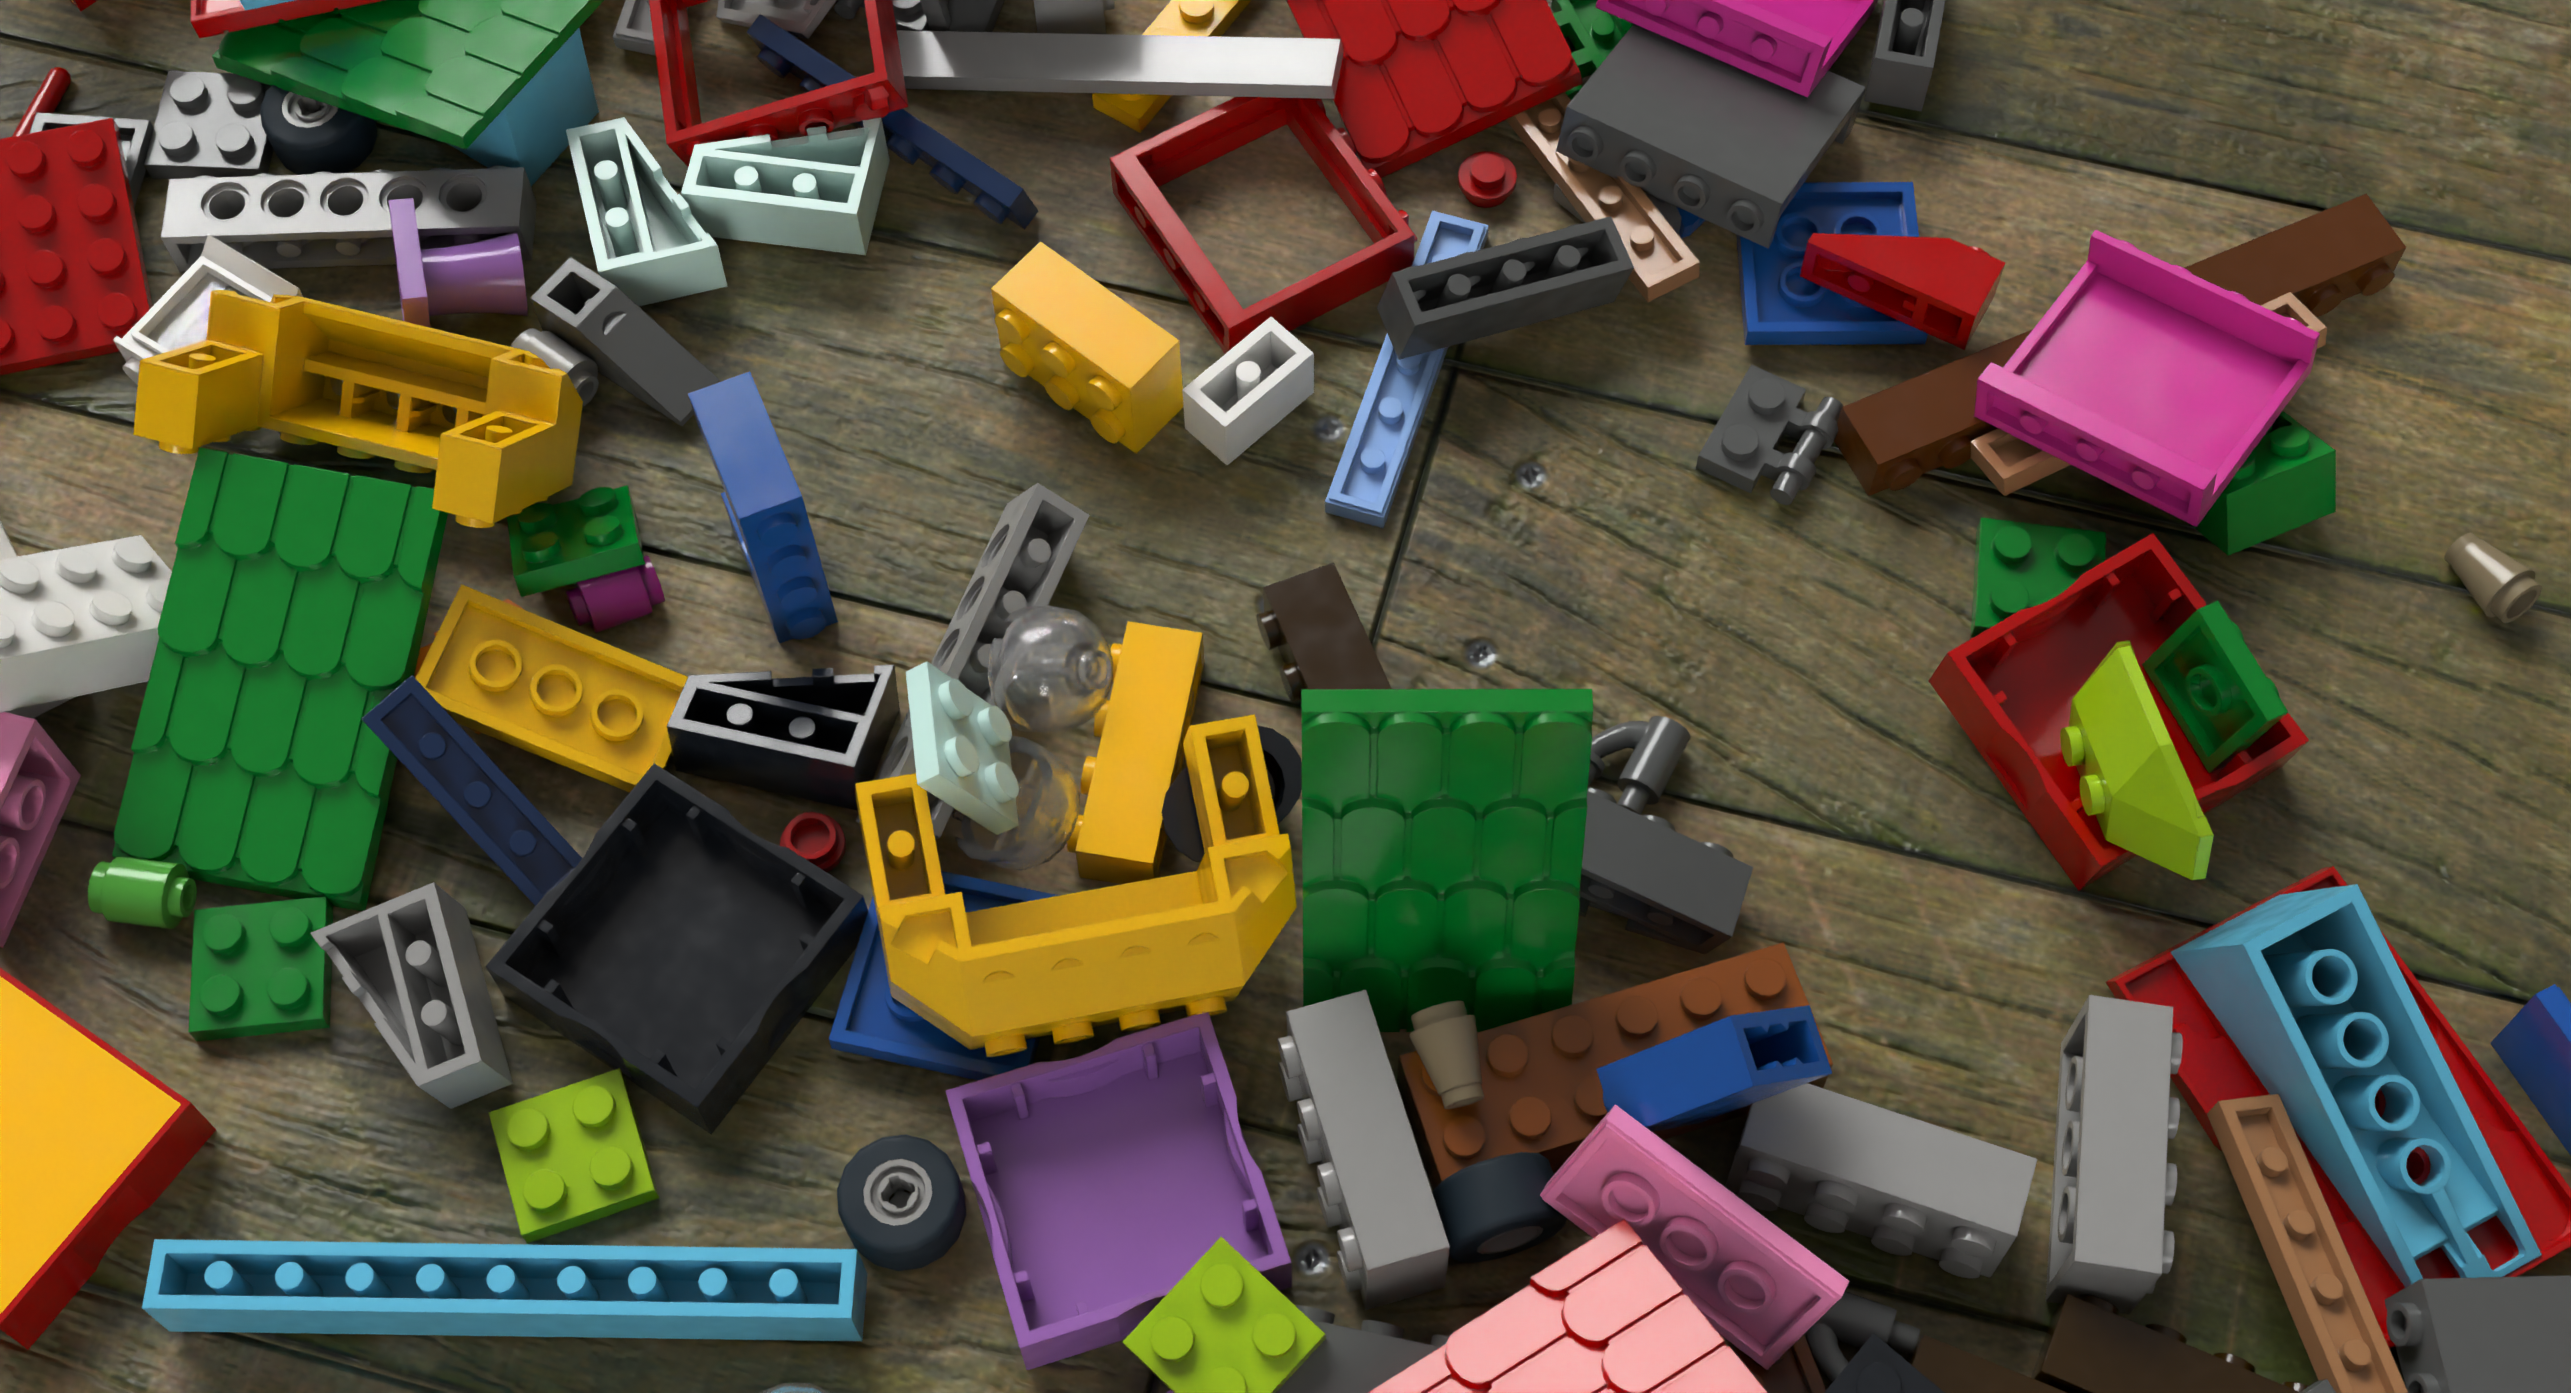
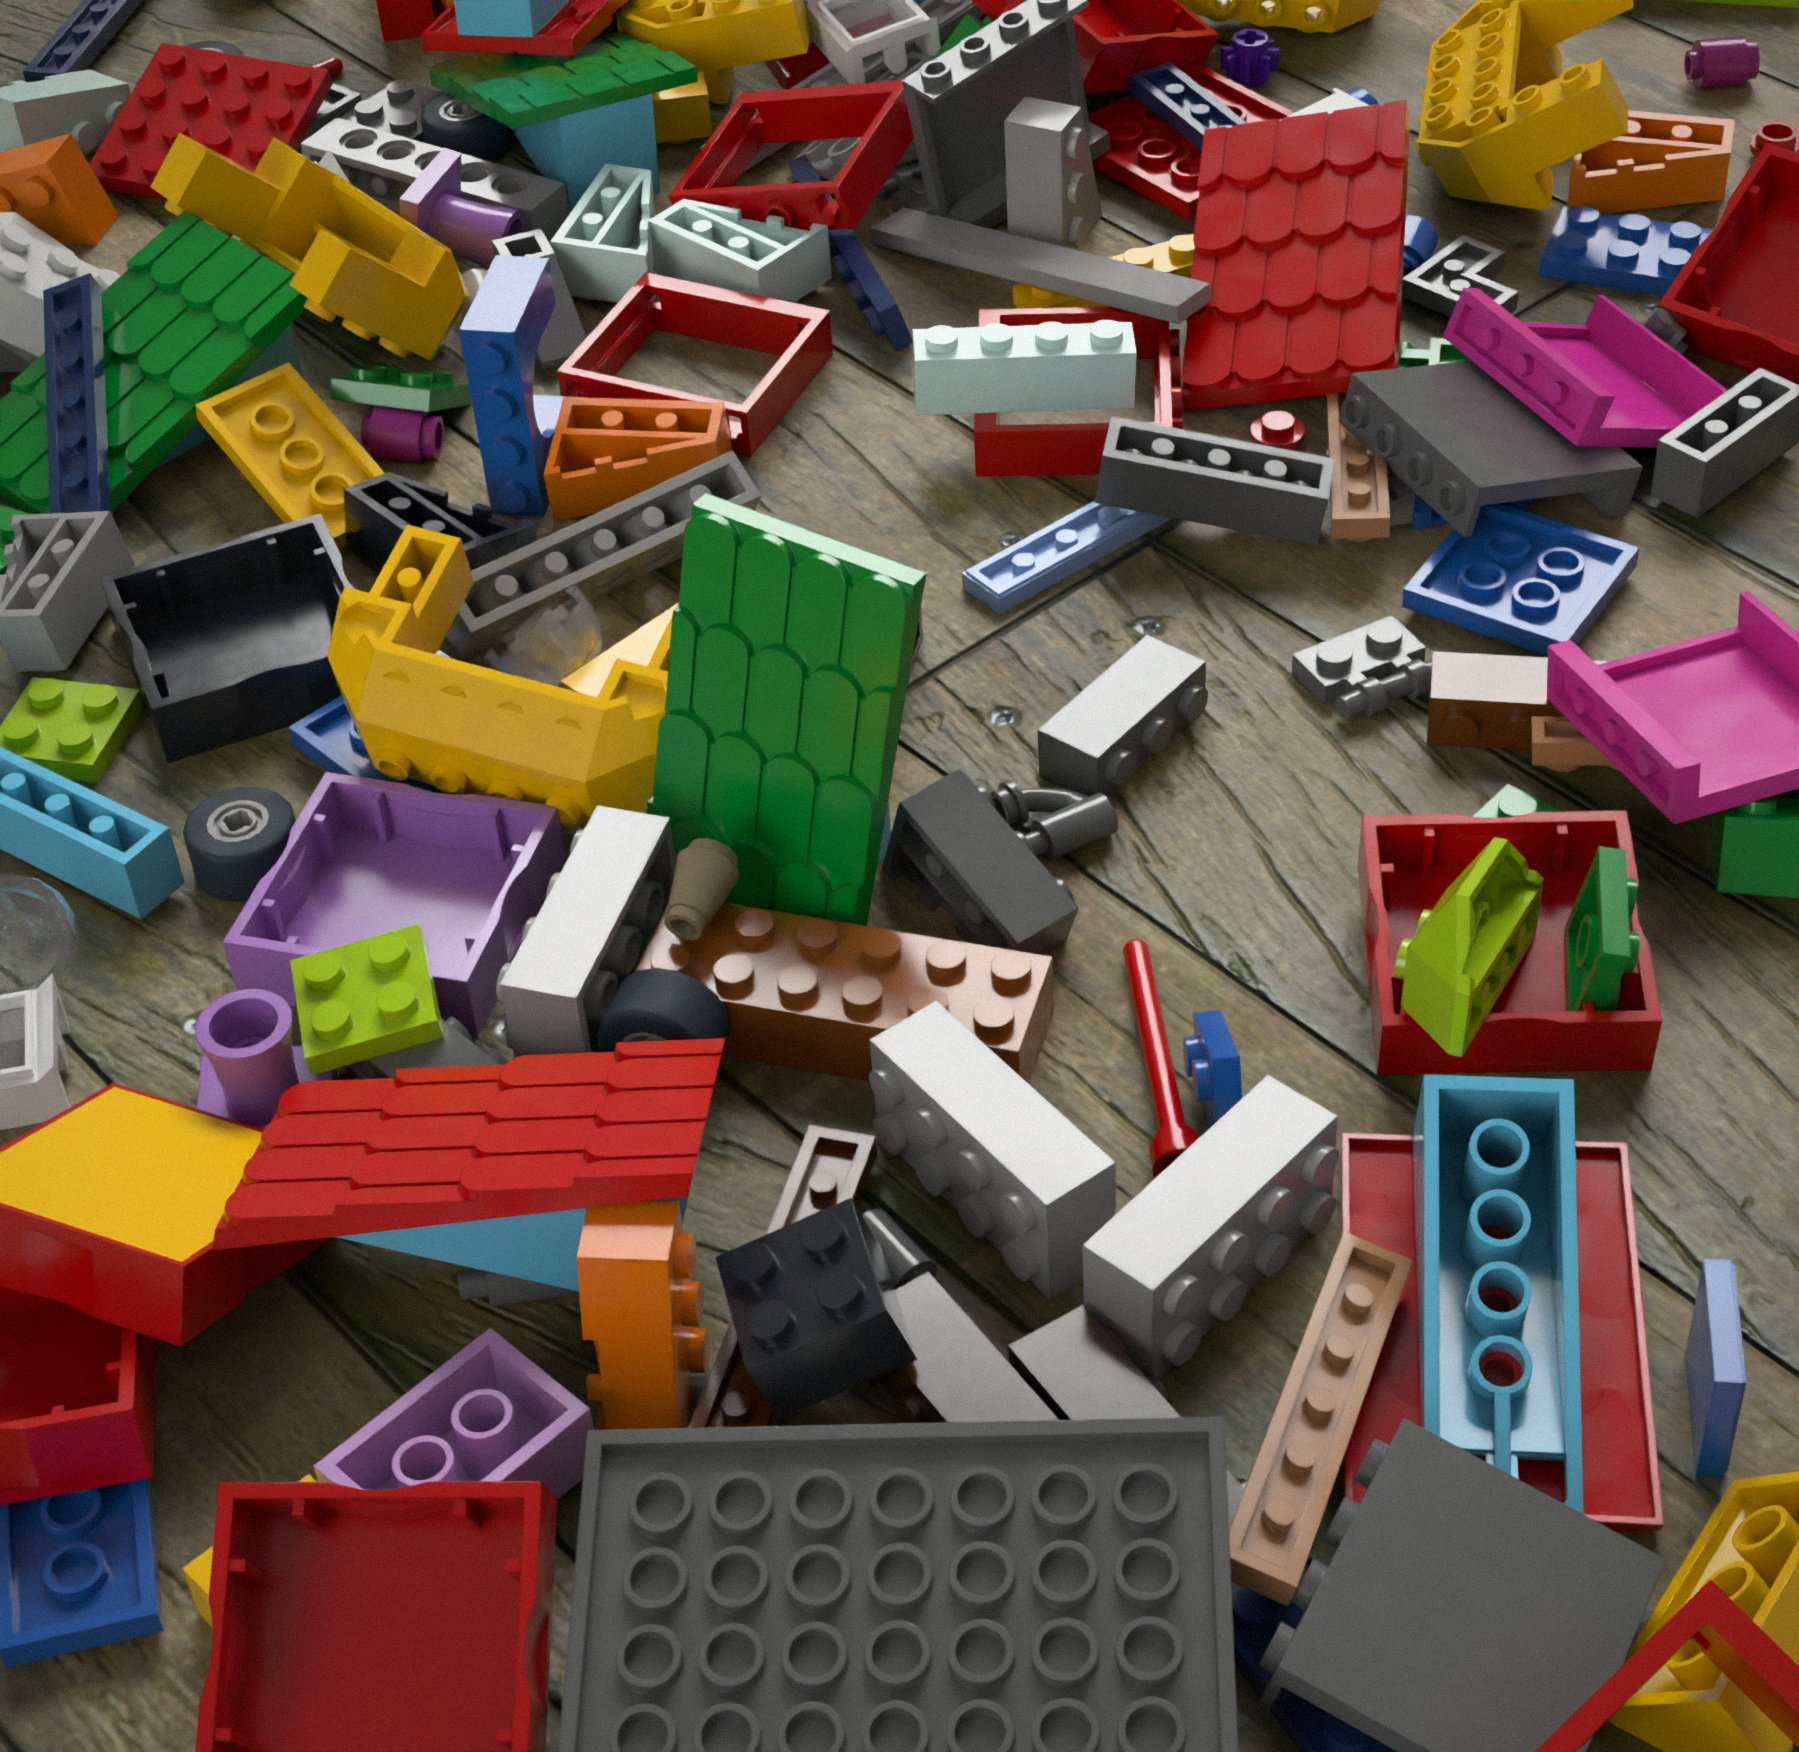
camera: 35 degrees right, 20 degrees down
(262, 754) = (76, 397): none -> dark blue plate
(472, 789) = (188, 469): dark blue plate -> none
(853, 271) = (714, 316): none -> red window
(898, 511) = (626, 446): none -> orange wedge
(962, 748) = (514, 556): light aqua plate -> none
(1050, 669) = (635, 568): clear cylinder -> none
(1088, 348) = (856, 407): yellow brick -> none
(1240, 235) = (1024, 368): none -> light aqua brick
(1248, 390) = (957, 477): white brick -> none
(1615, 610) = (1122, 718): none -> brick
(1717, 1068) = (871, 948): blue brick -> none
(1724, 1254) = (774, 1082): bright pink tile -> none
(1913, 279) = (1568, 590): red slope -> none
(1996, 1073) = (1172, 1134): none -> red piece
(1998, 993) = (1213, 1065): none -> blue wing

